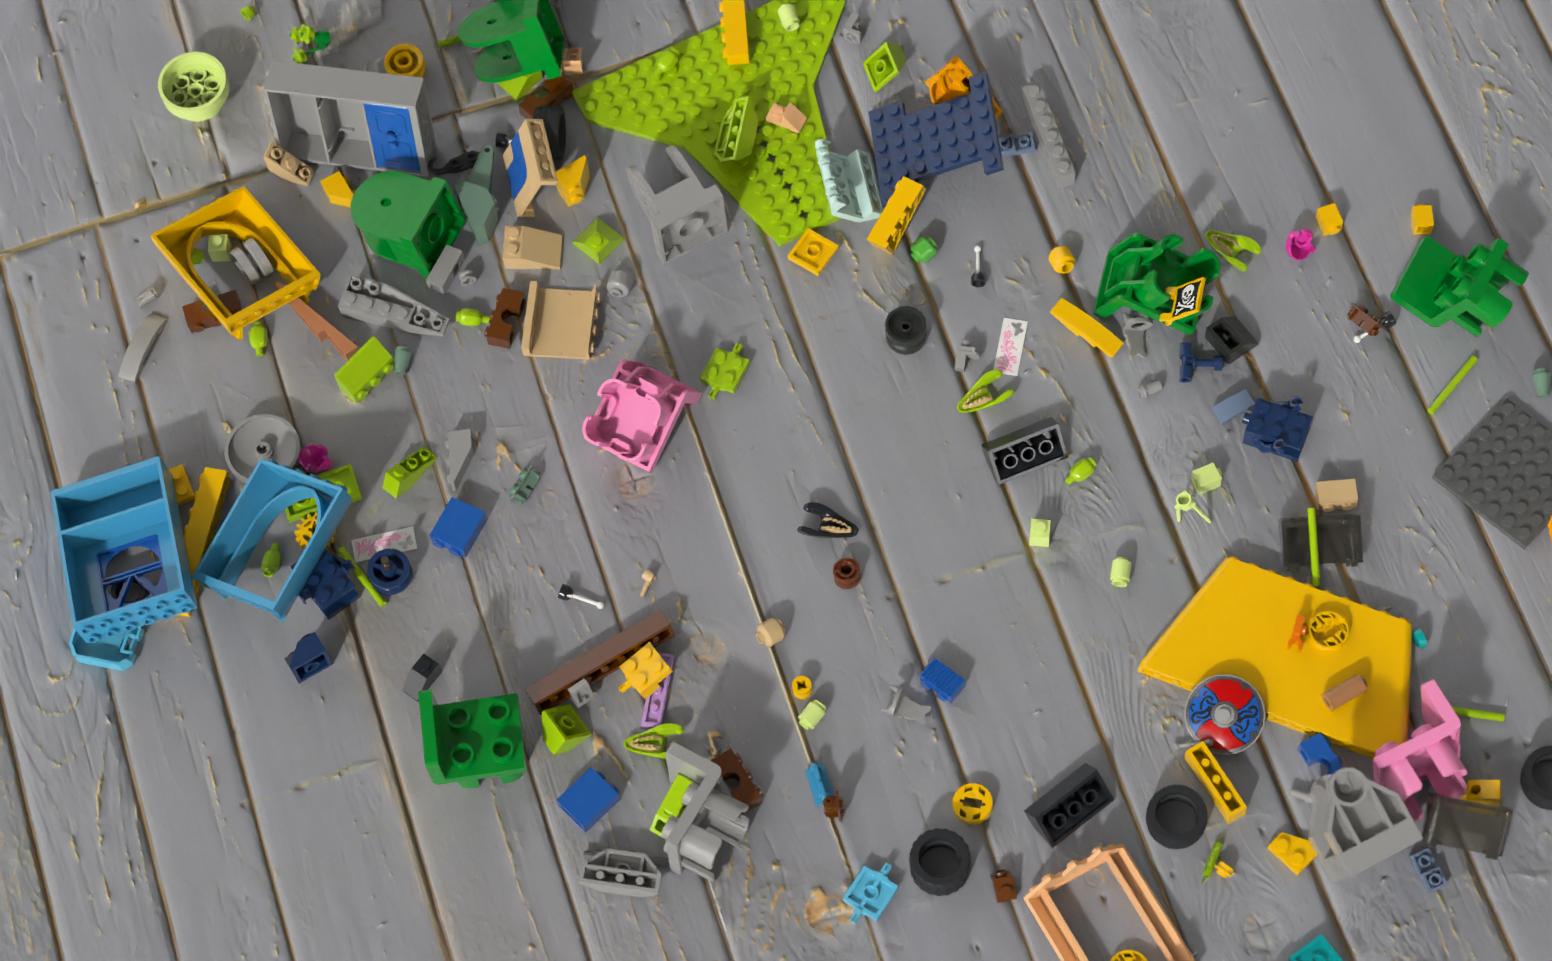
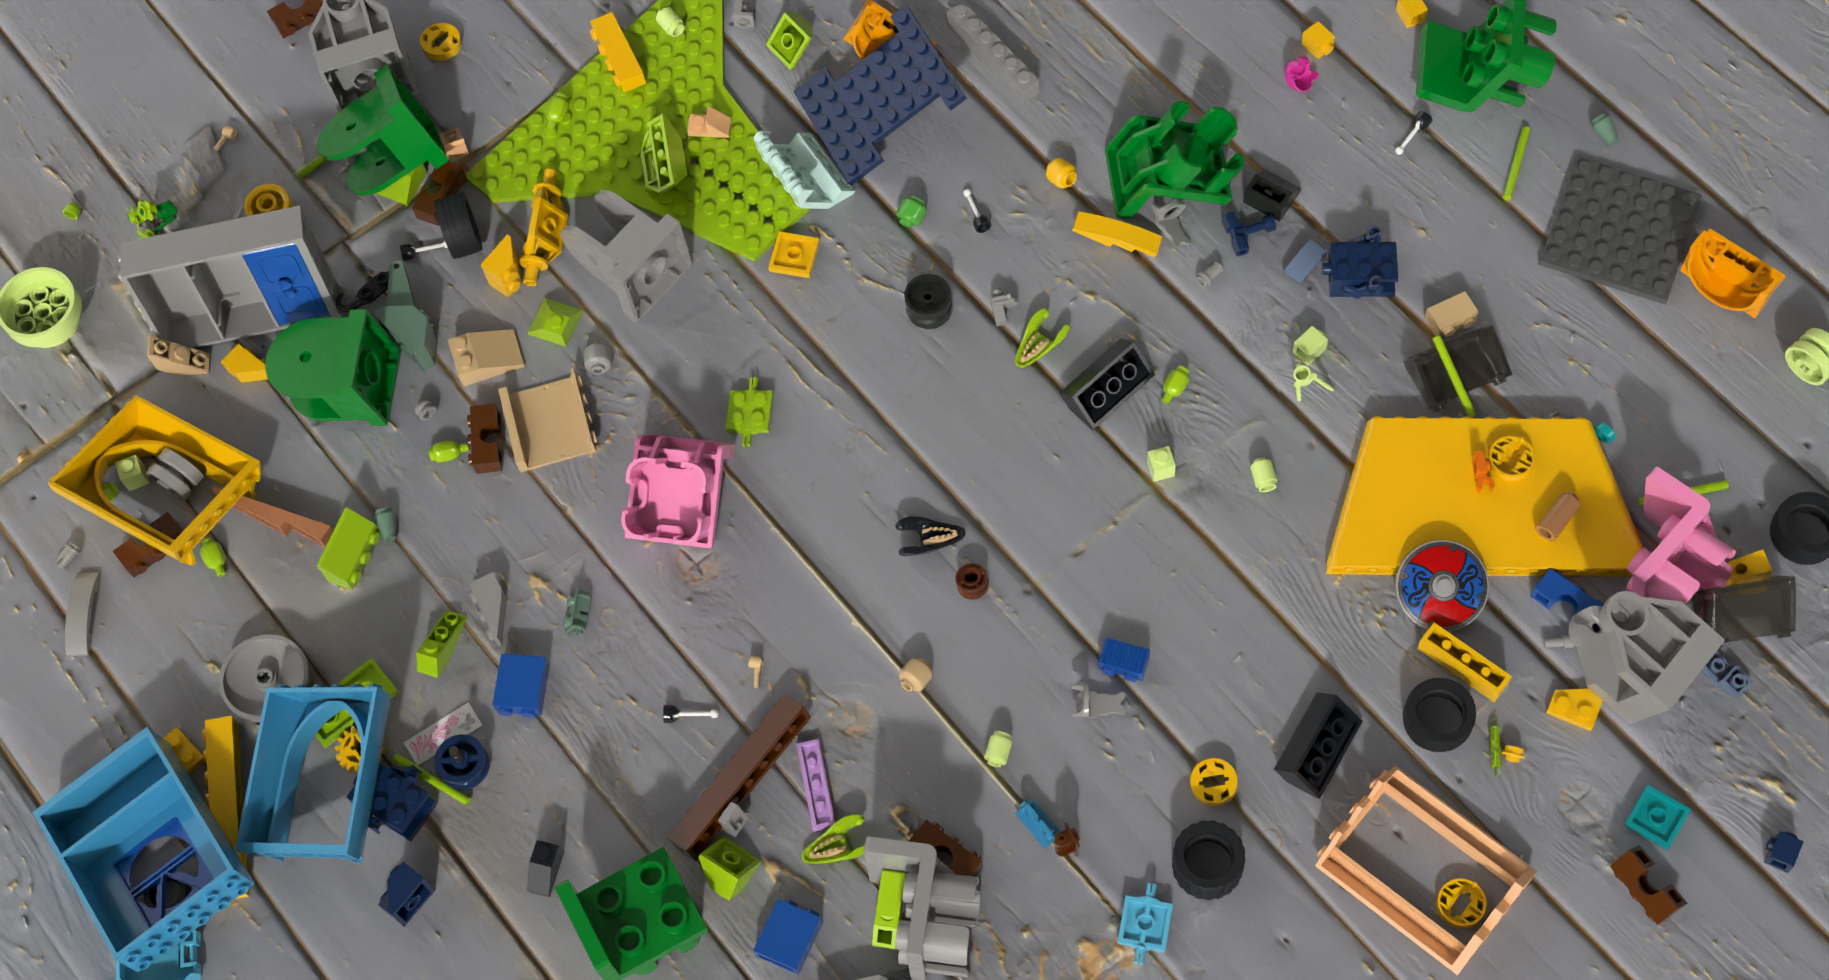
camera: 20 degrees left, 0 degrees up
(271, 561) = (320, 799): lime plant -> none
(315, 459) = (328, 666): dark pink hair -> none
(389, 308) = (350, 472): light grey wedge -> none
(445, 269) = (398, 409): light grey brick -> none
(529, 165) = (449, 265): tan panel -> none
(618, 158) = (544, 228): none -> yellow plate
(644, 671) = (794, 768): yellow plate -> none
(804, 691) = (974, 728): yellow wheel -> none
(896, 215) = (869, 185): yellow wedge -> none
(1003, 886) = (1286, 860): reddish brown bracket -> none
(1010, 346) = (1044, 280): white sticker -> none
(1017, 145) = (967, 71): sand blue slope -> none
(1176, 746) = (1403, 638): light grey hinge -> none
(1186, 300) = (1217, 166): flag -> none
(1230, 245) = (1230, 100): lime animal -> none
(1371, 323) = (1408, 128): reddish brown hinge -> none

